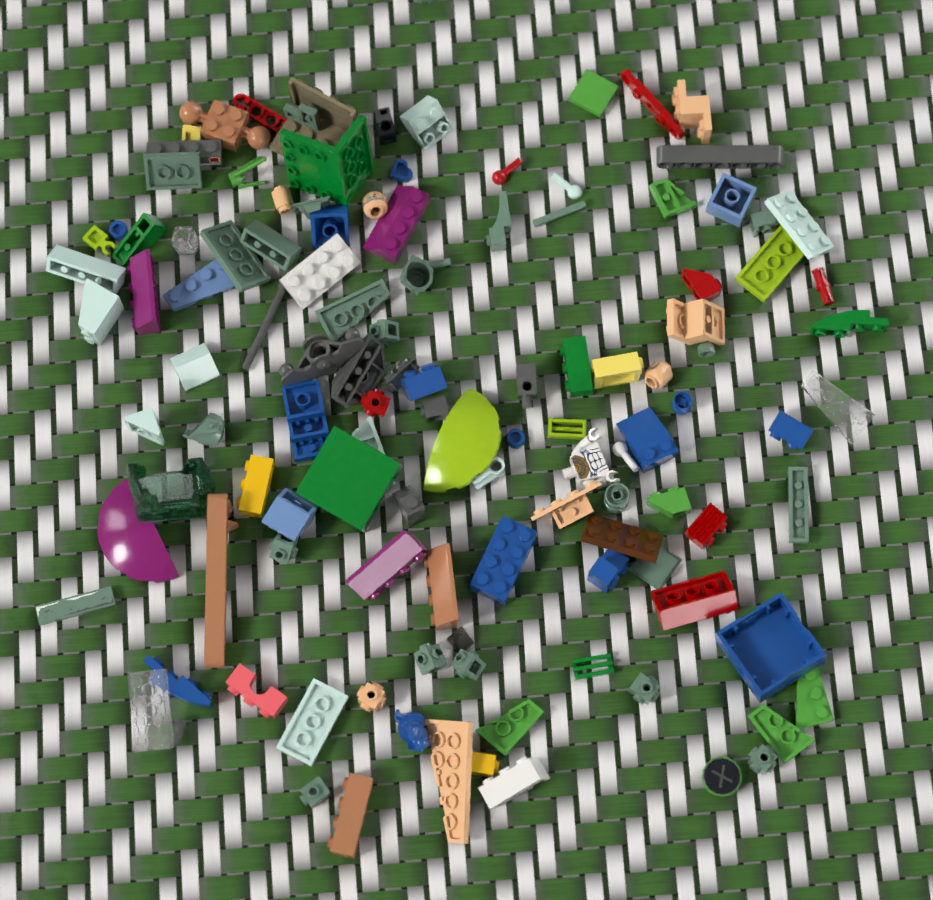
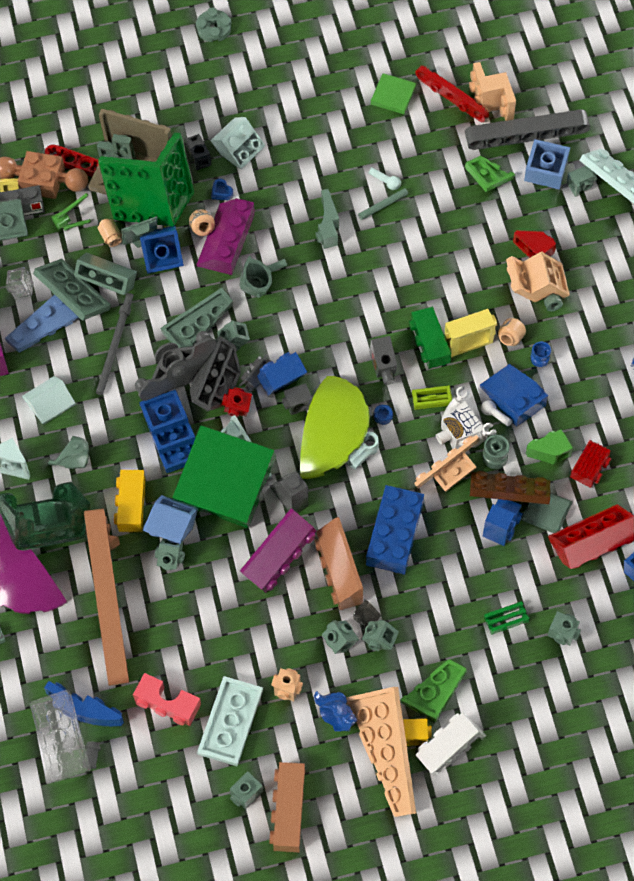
camera: 10 degrees left, 10 degrees down
(319, 271) = (158, 291): white plate -> none
(499, 177) = (318, 180): red bar -> none
(770, 265) = (598, 216): lime plate -> none

